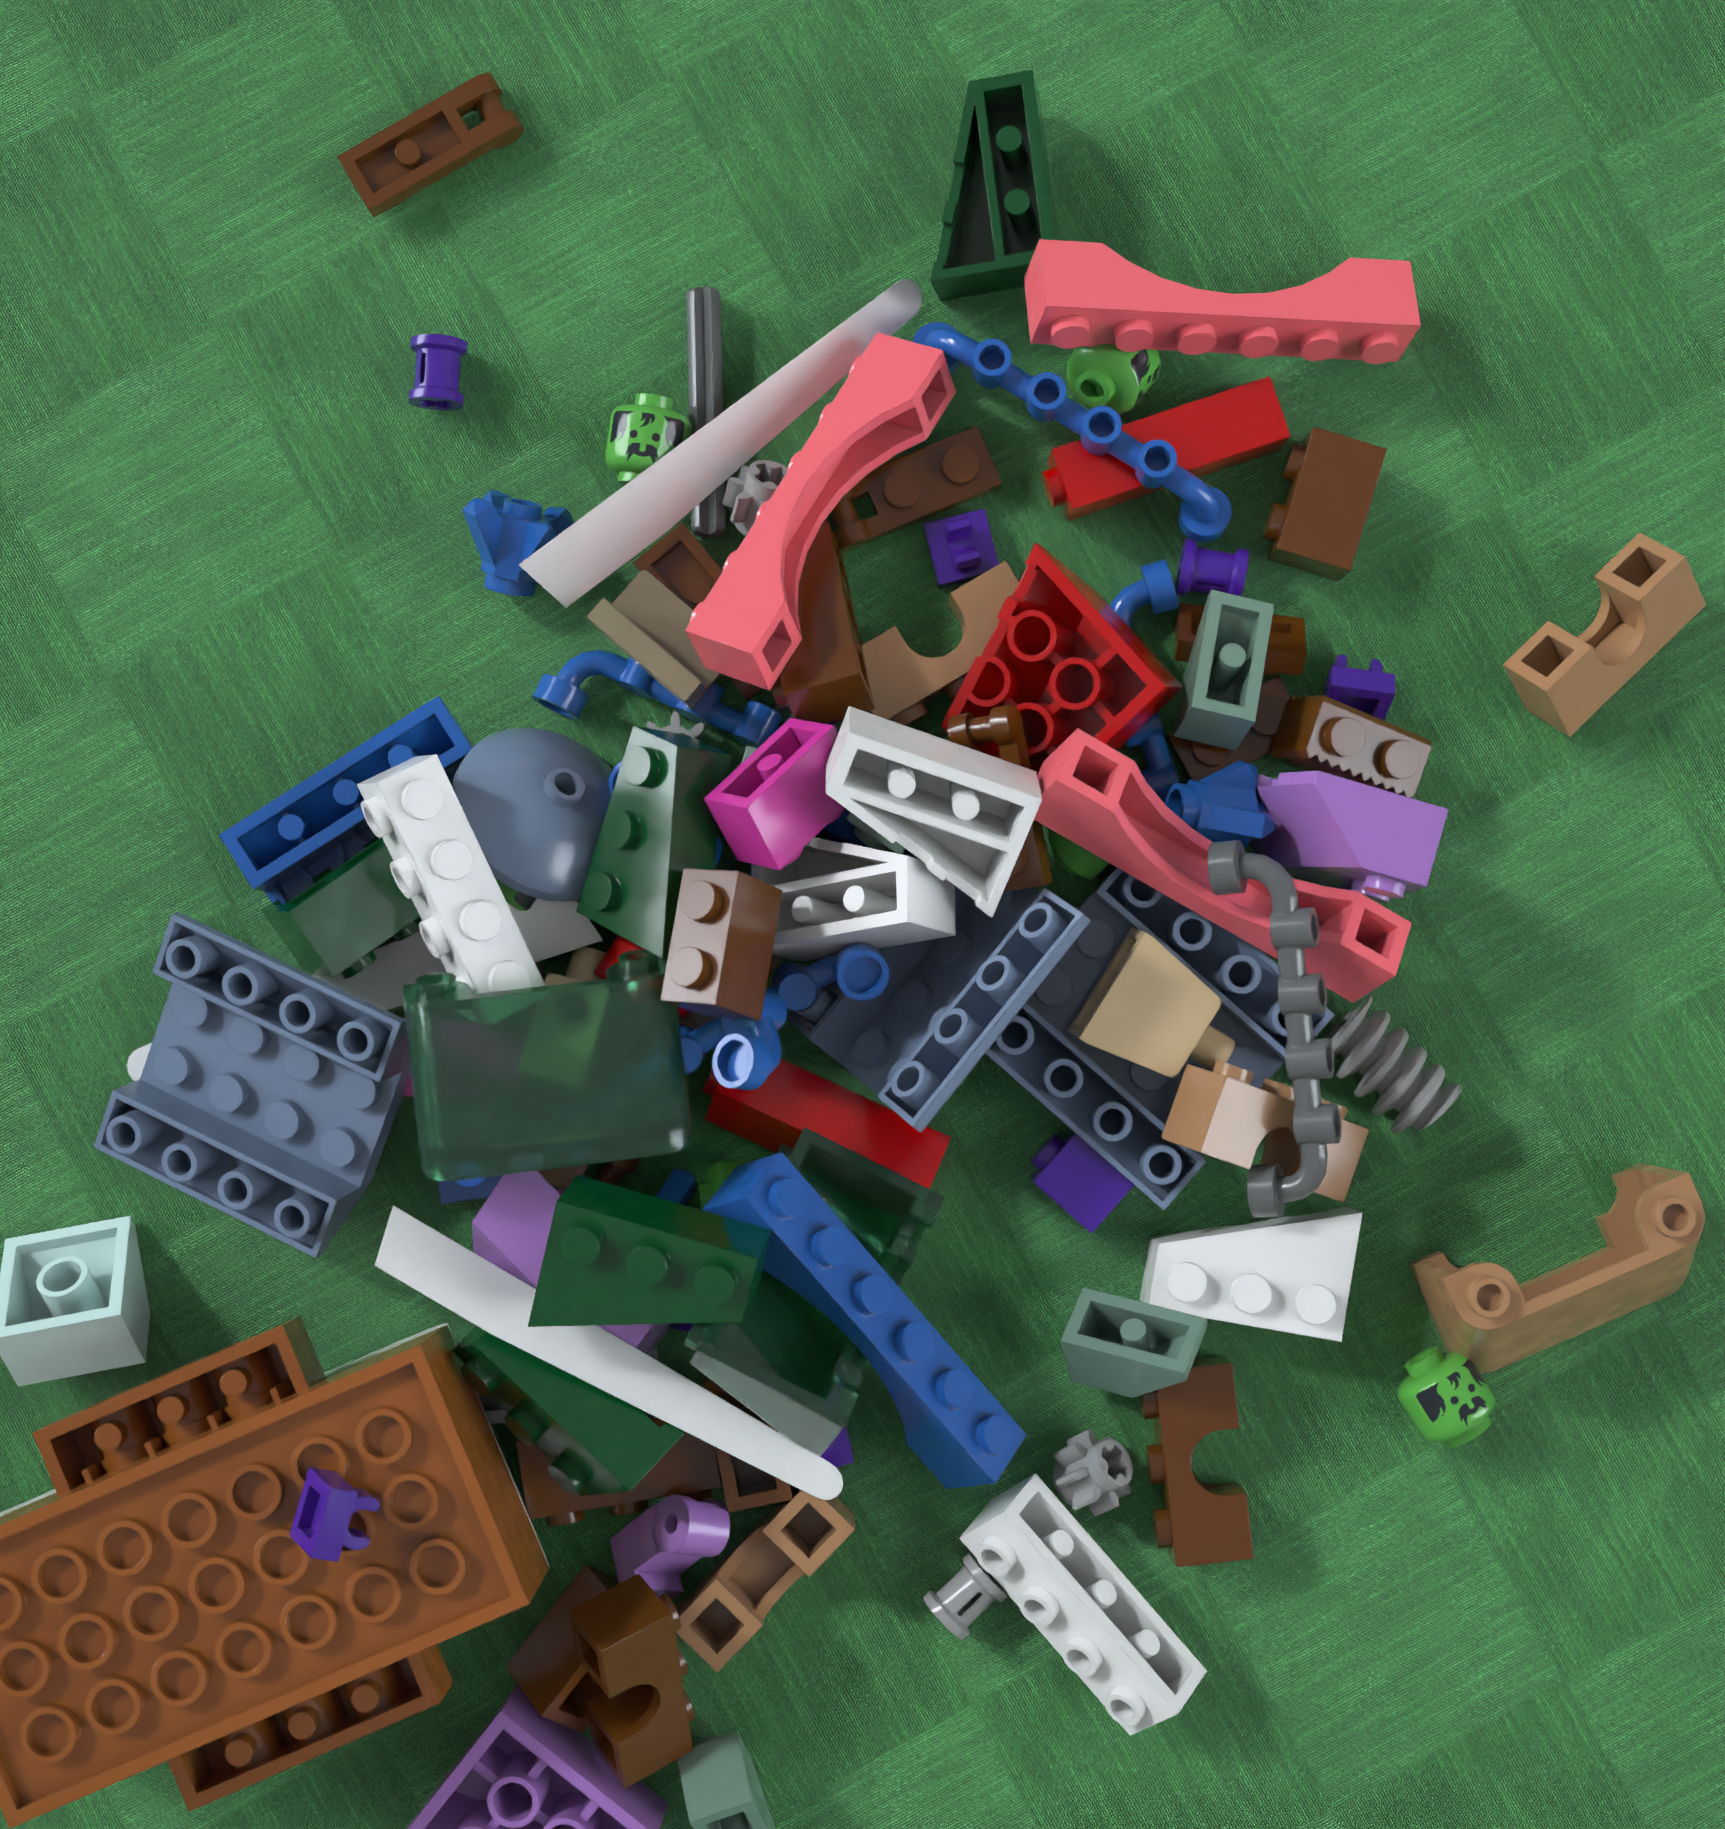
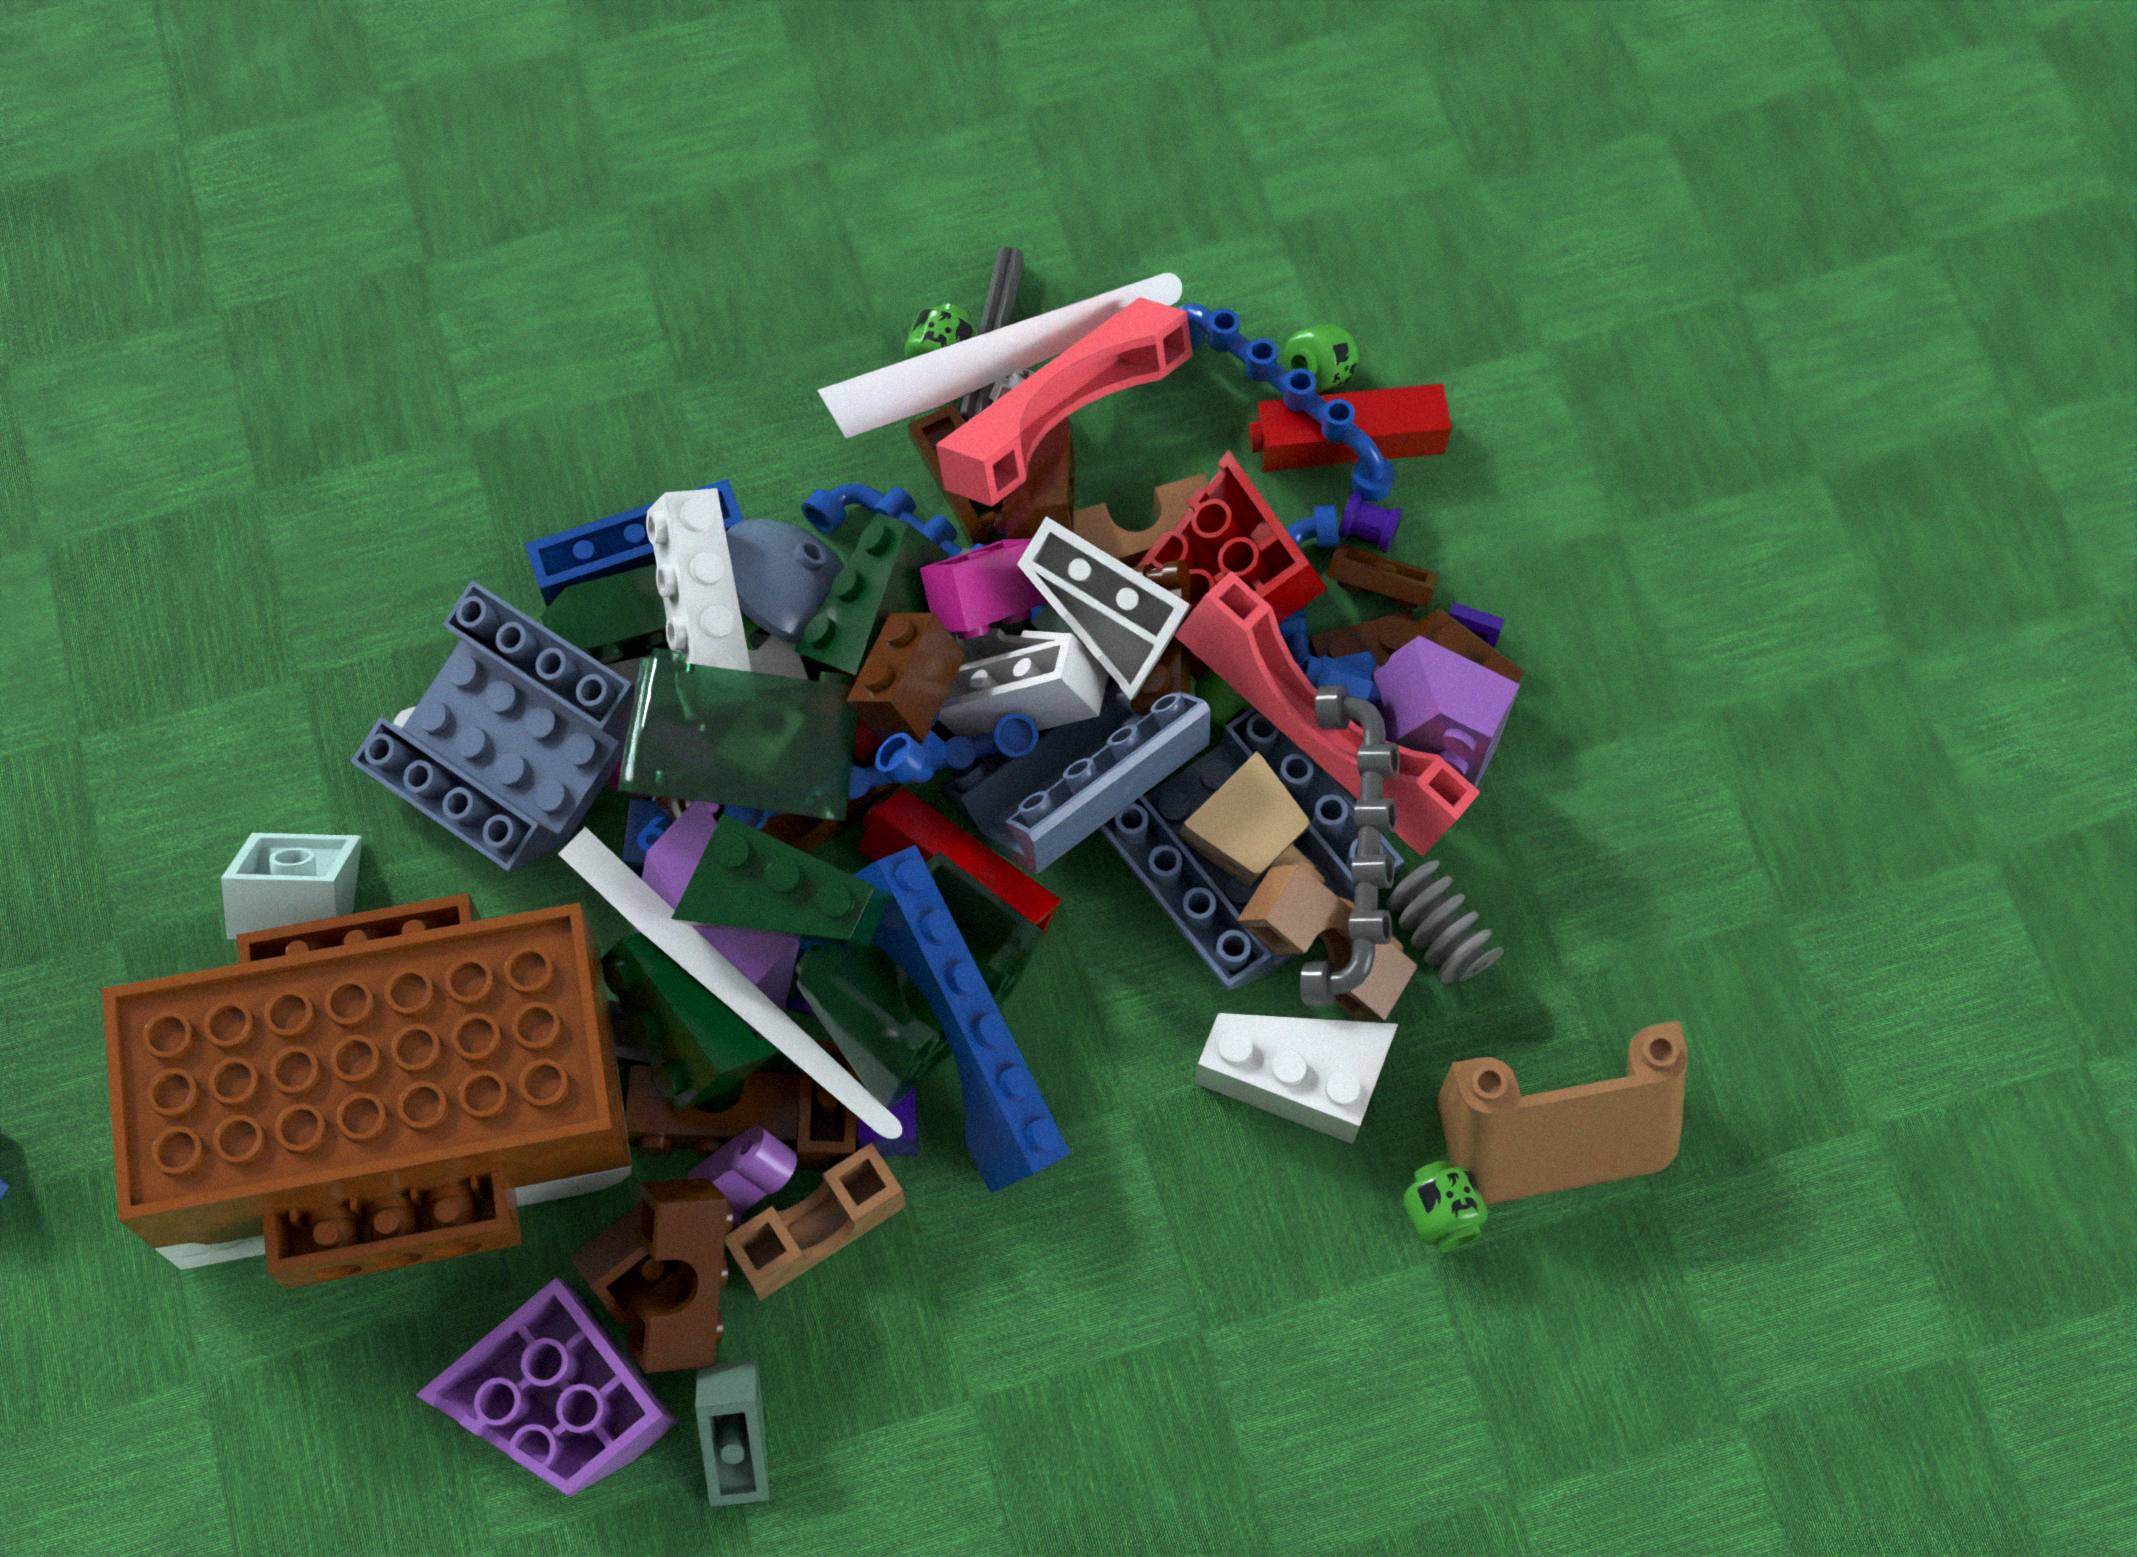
camera: 15 degrees right, 20 degrees down
(325, 1514) = (464, 1006): dark purple tile -> none
(430, 144) = (828, 115): reddish brown plate -> none
(437, 371) = (790, 266): dark purple bush -> none
(507, 534) = (803, 380): blue rock -> none
(650, 629) = (913, 478): dark tan panel -> none
(917, 488) = (1142, 421): reddish brown plate -> none
(960, 548) = (1169, 463): dark purple tile -> none
(964, 1597) = (1007, 1291): light grey bush -> none
(997, 191) = (1257, 228): dark green wedge -> none
(1078, 1179) = (1162, 962): dark purple brick -> none
(1083, 1605) = (1088, 1314): white brick -> none
(1092, 1472) = (1121, 1205): light grey gear -> none
(1097, 297) = (1506, 352): coral arch -> none
(1129, 1344) = (1170, 1090): sand green slope -> none
(1197, 1518) = (1209, 1267): reddish brown arch -> none
(1224, 671) = (1362, 582): sand green slope -> none
(1324, 503) = (1471, 490): reddish brown brick -> none
(1643, 605) = (1720, 611): medium nougat arch -> none

